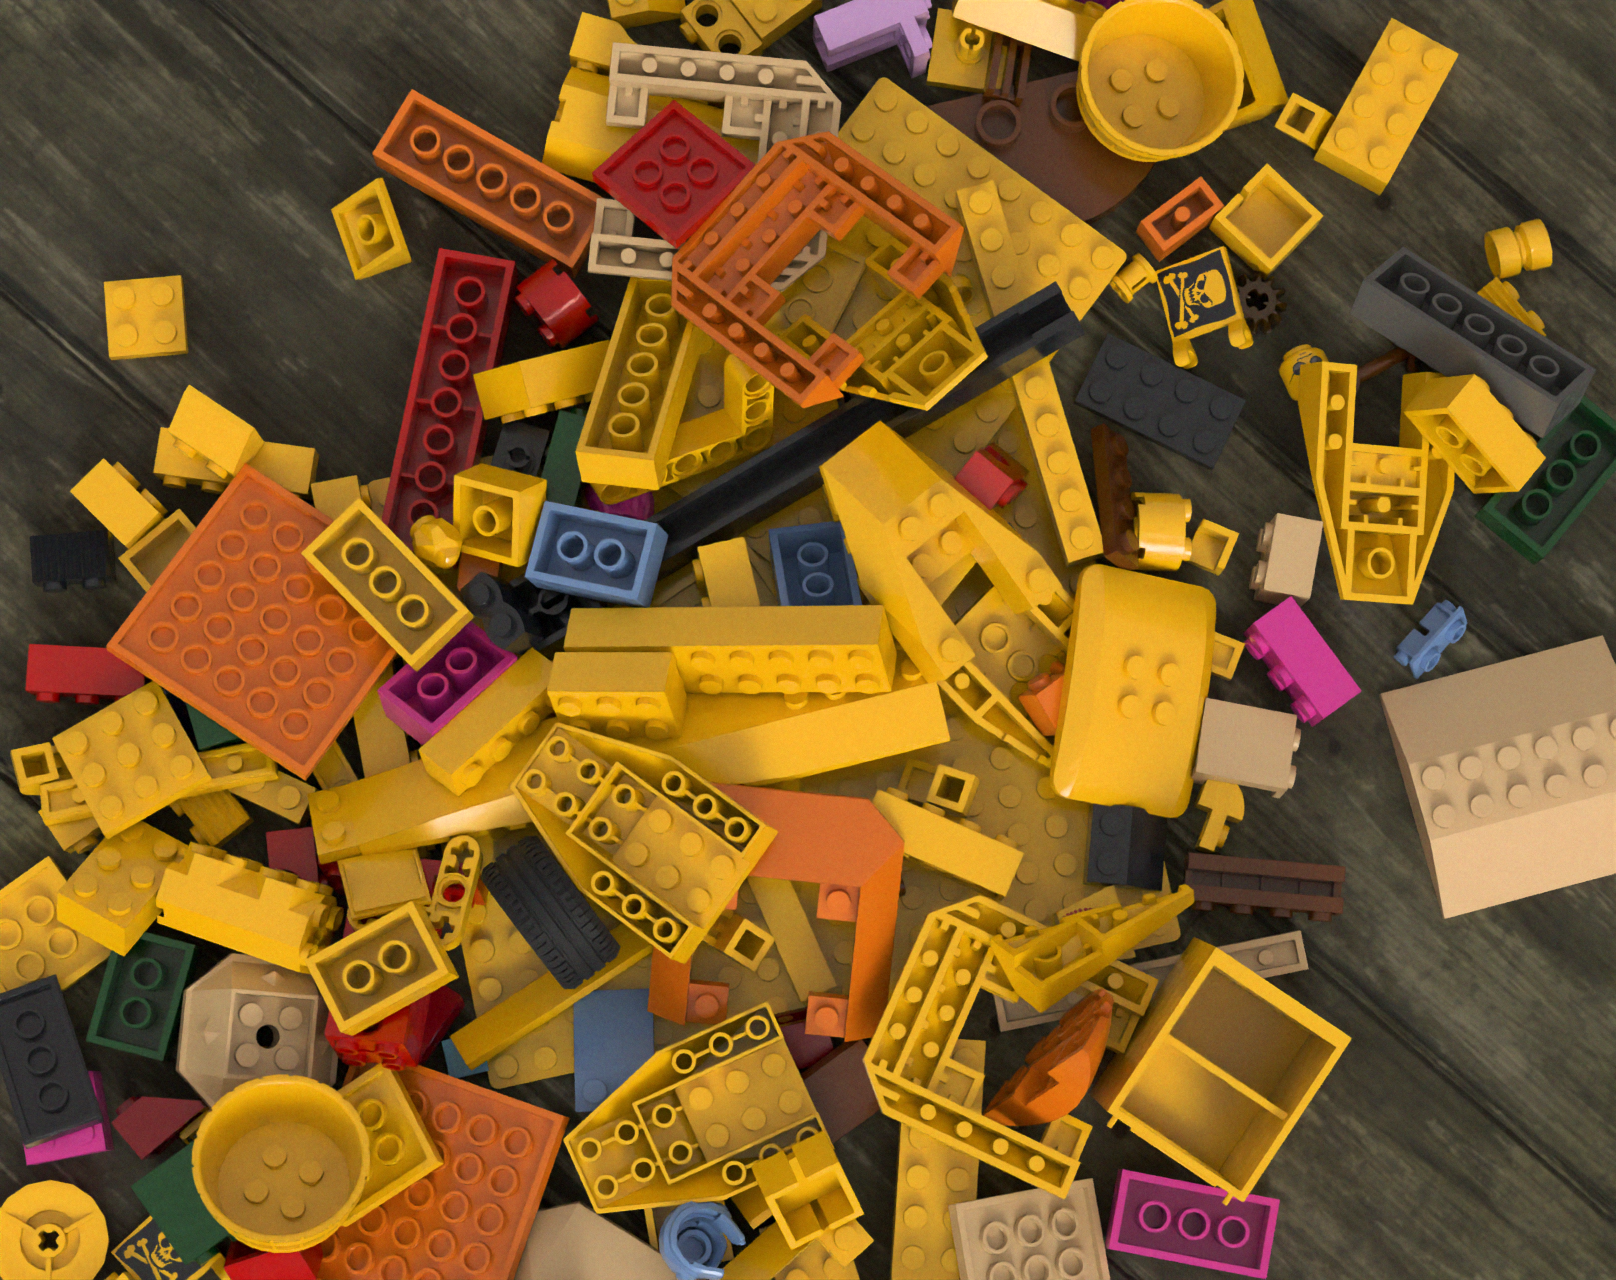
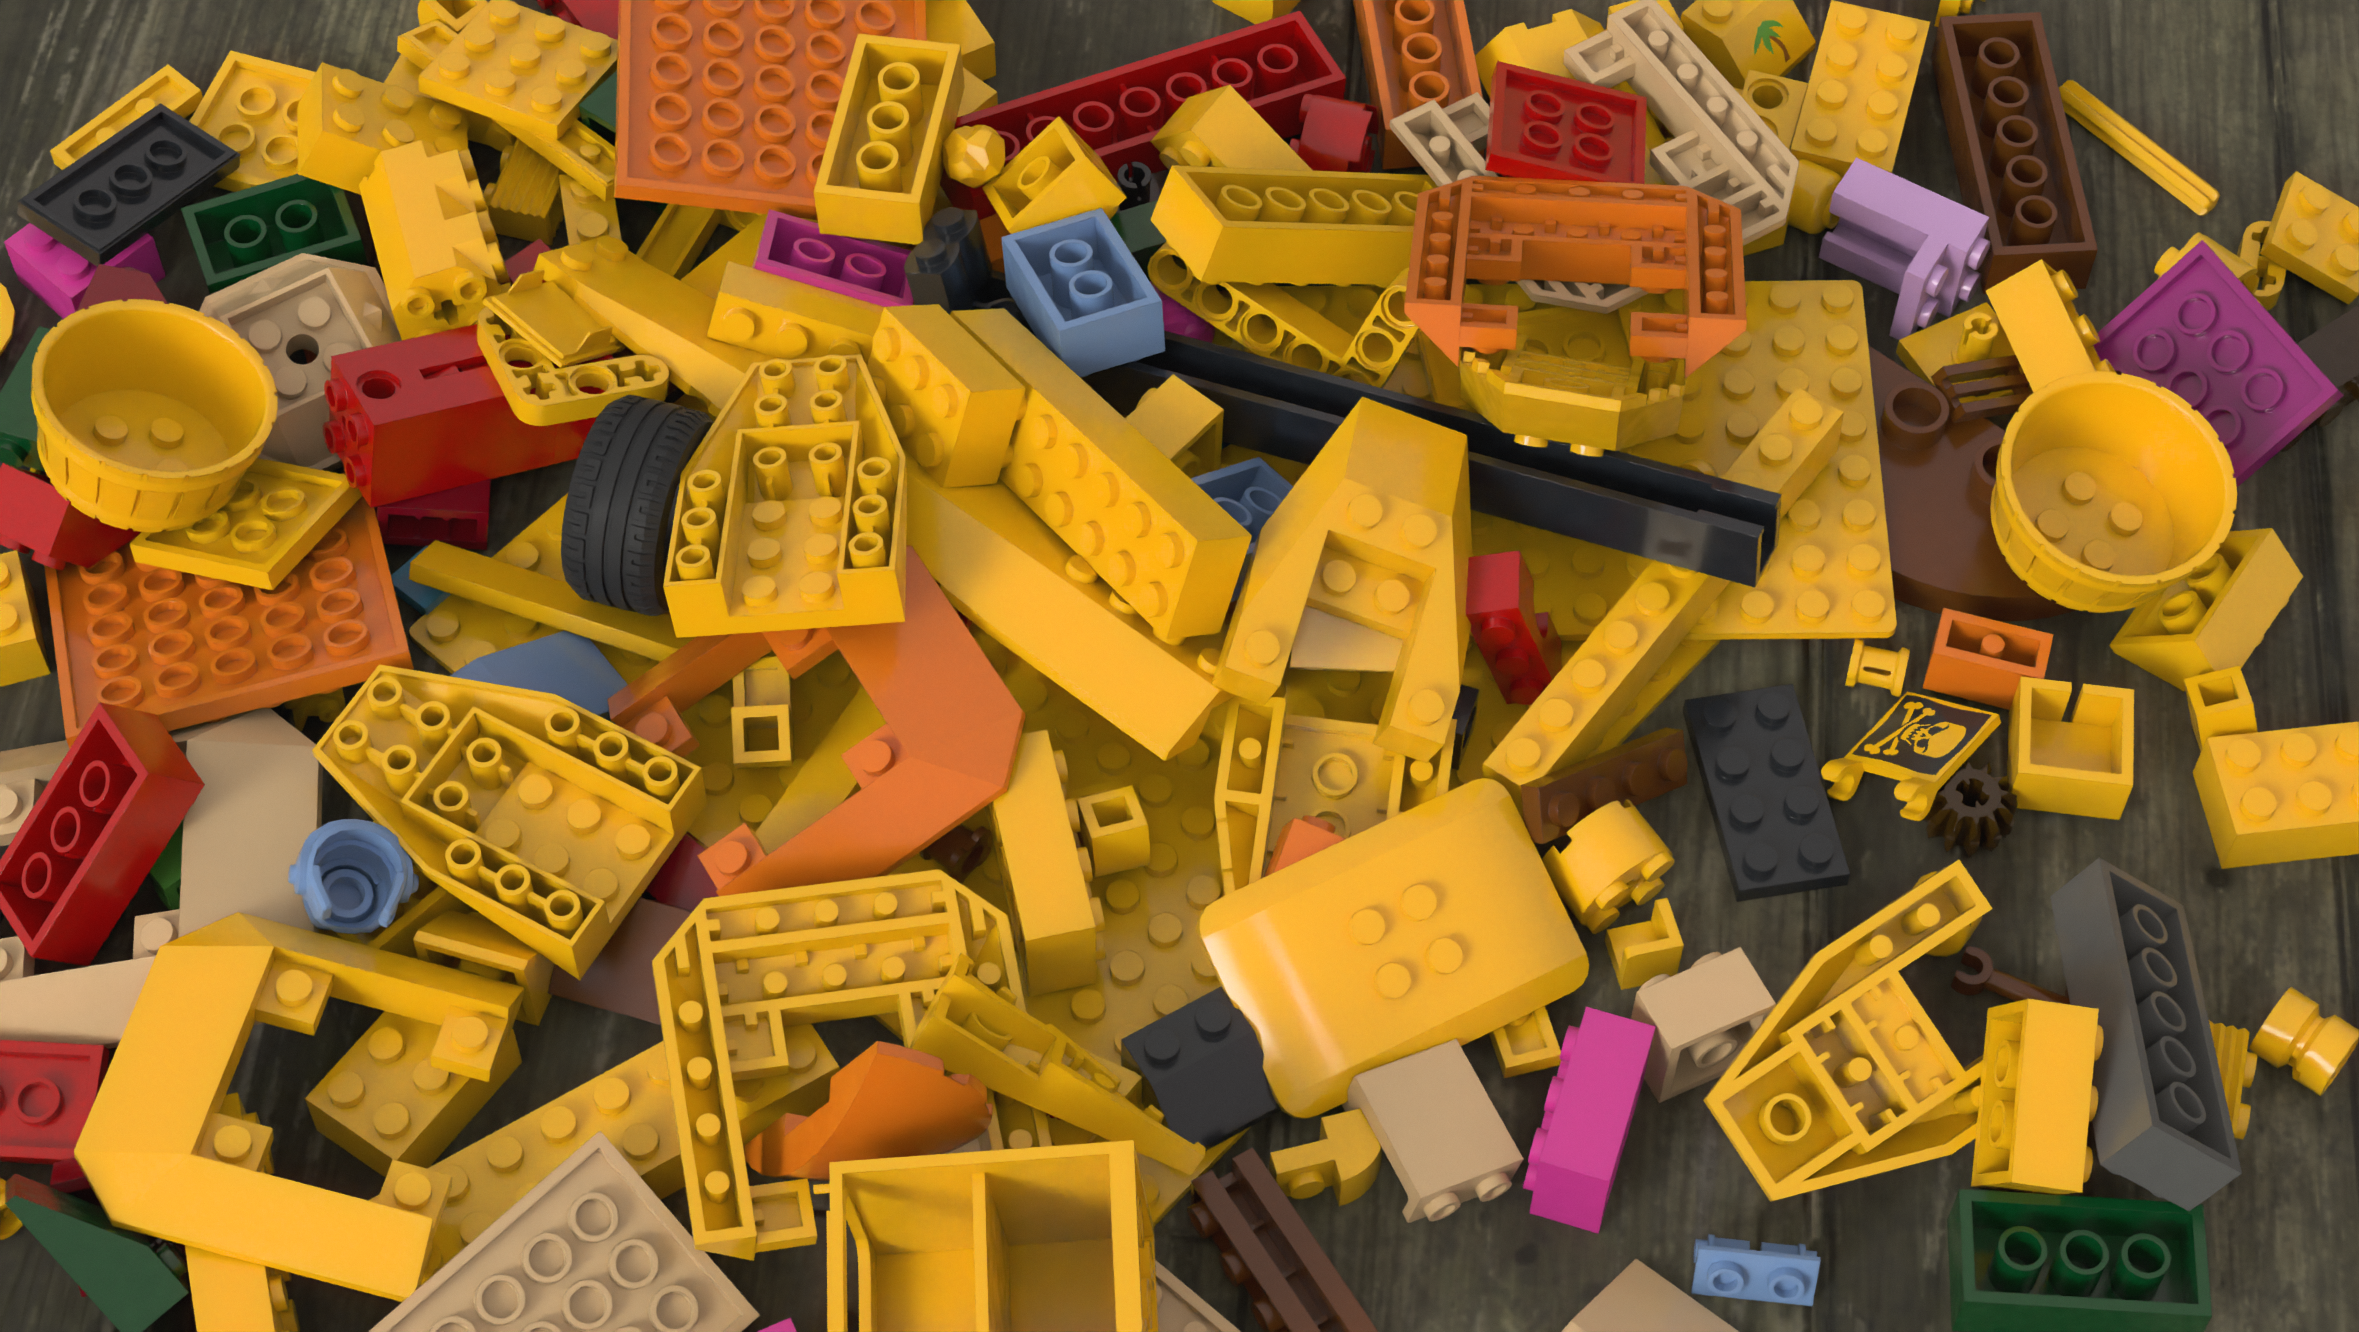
camera: 60 degrees right, 25 degrees down
(381, 968) = (442, 339): yellow brick -> none
(793, 43) = (1813, 198): none -> yellow head
(801, 1177) = (495, 922): yellow piece -> none

